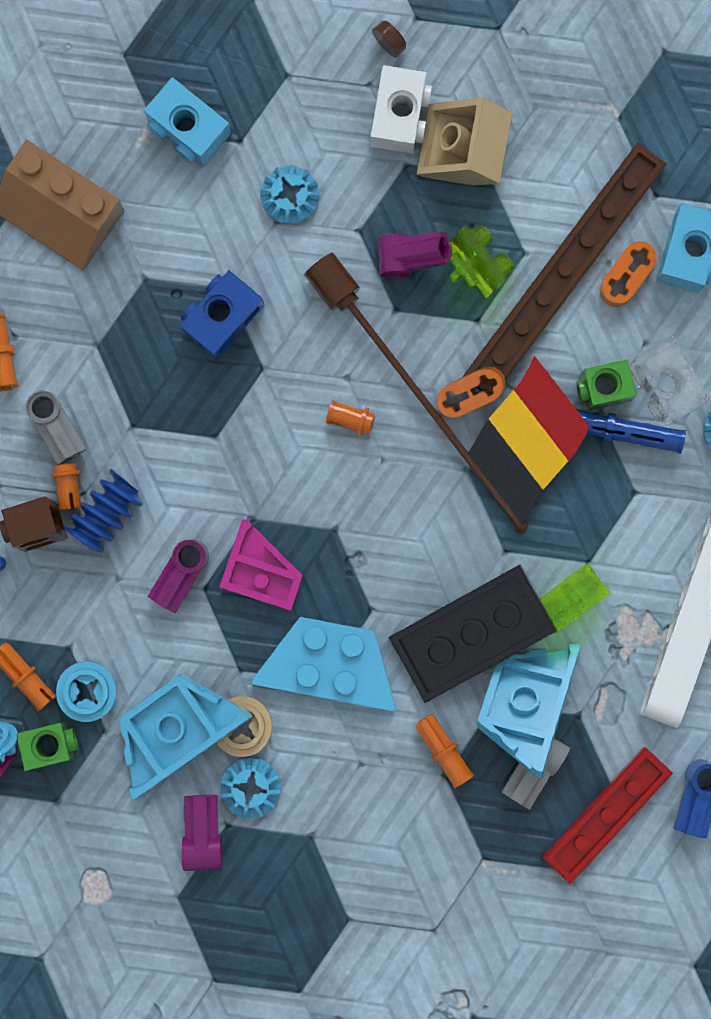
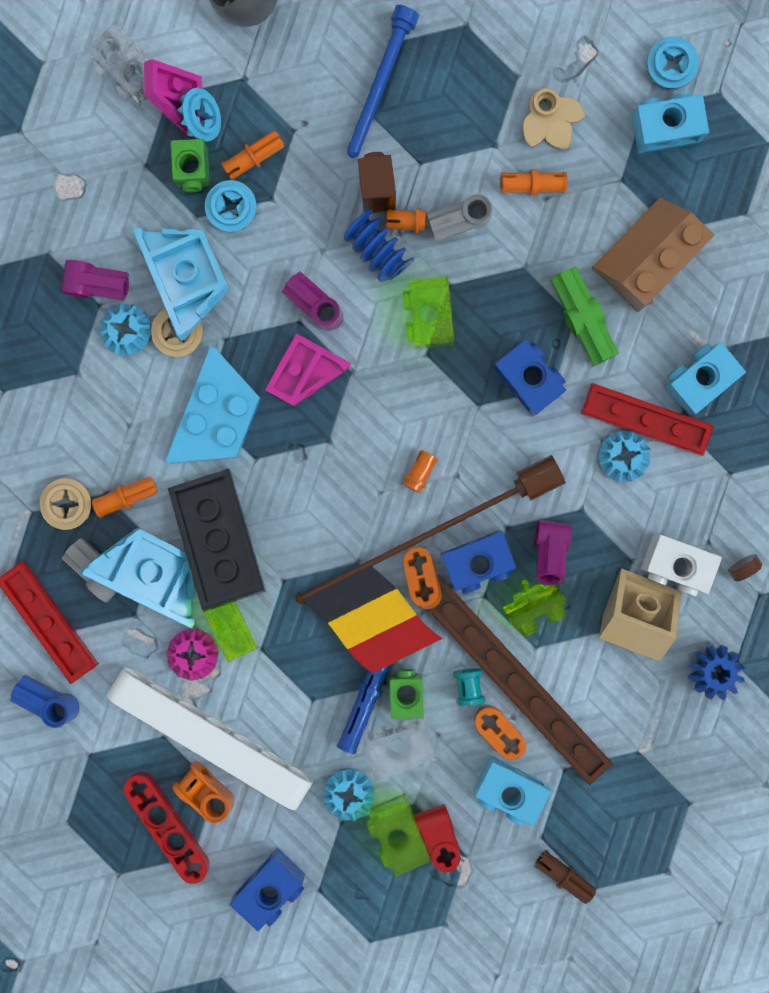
camera: 105 degrees right, 5 degrees up
(141, 267) = (584, 316): none -> bright green piece
(147, 435) = (432, 293): none -> clear neon green brick
(244, 177) = (647, 419): none -> red tile
(441, 355) = (458, 561): none -> blue brick
(479, 830) = (56, 492): none -> tan gear
(516, 36) = (706, 665): none -> blue gear
(583, 317) = (469, 687): none -> teal bush
(600, 653) = (203, 644): none -> dark pink gear

